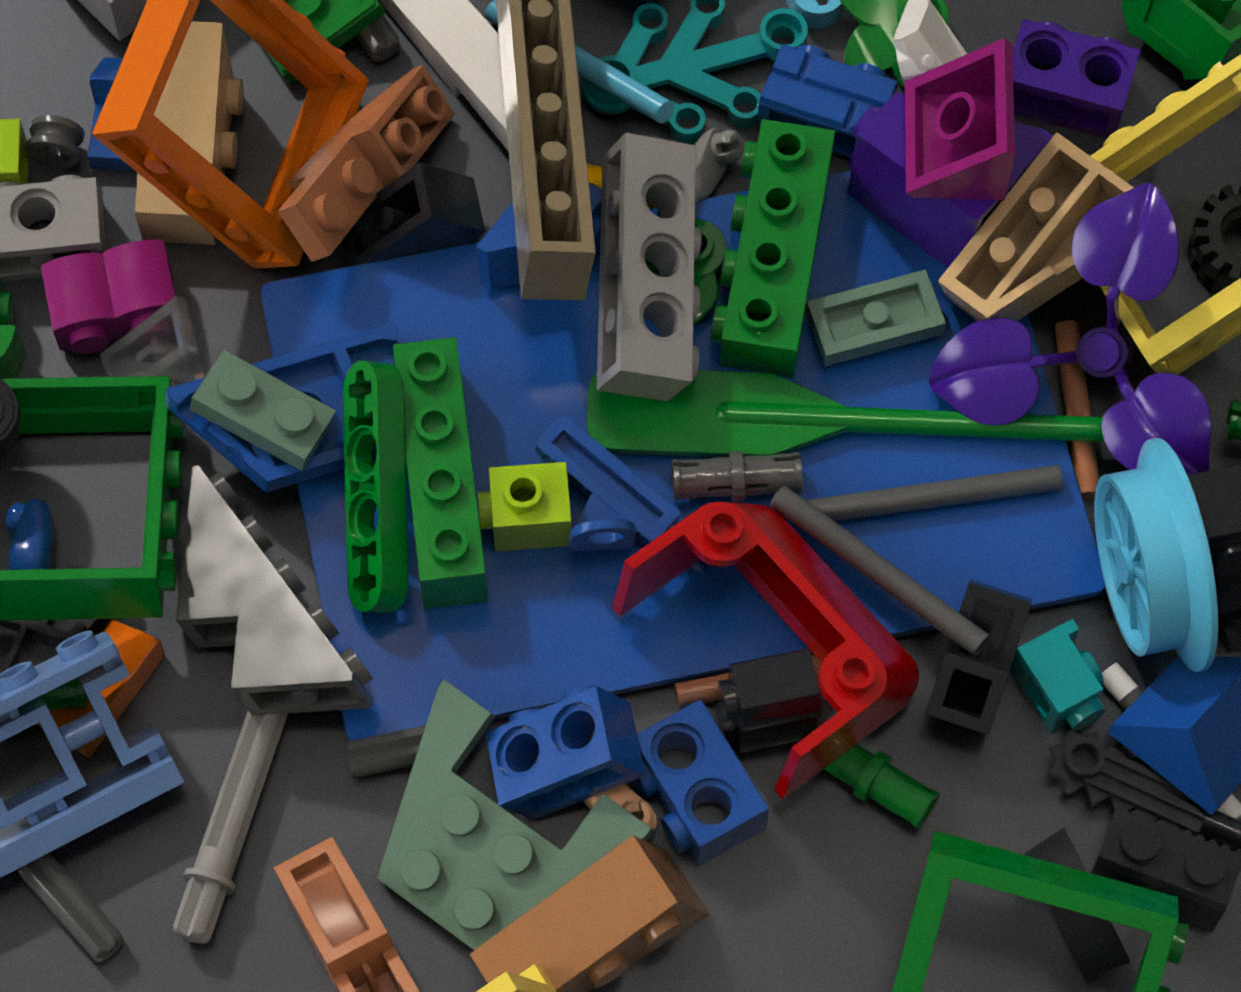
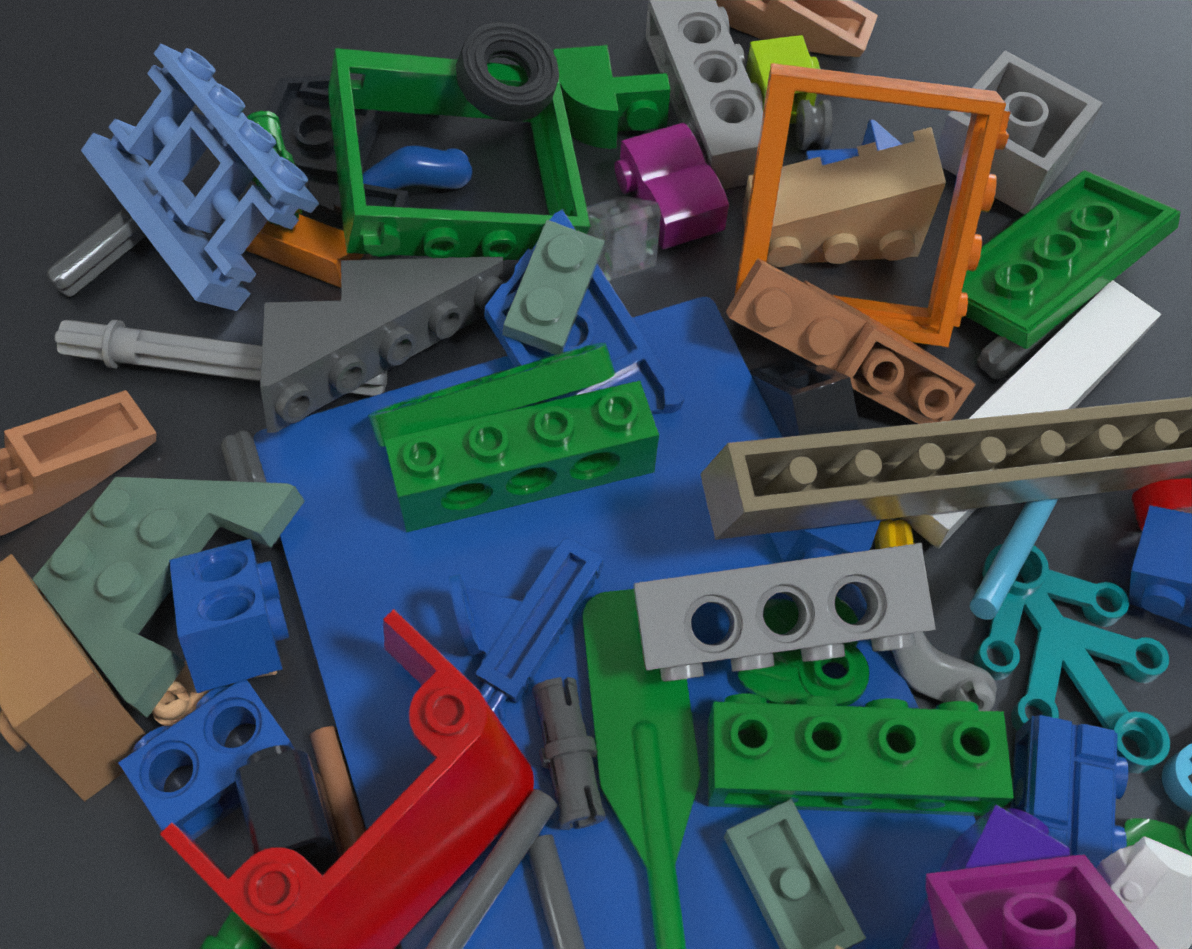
camera: 80 degrees right, 5 degrees down
(527, 506) = (499, 542): lime brick -> none

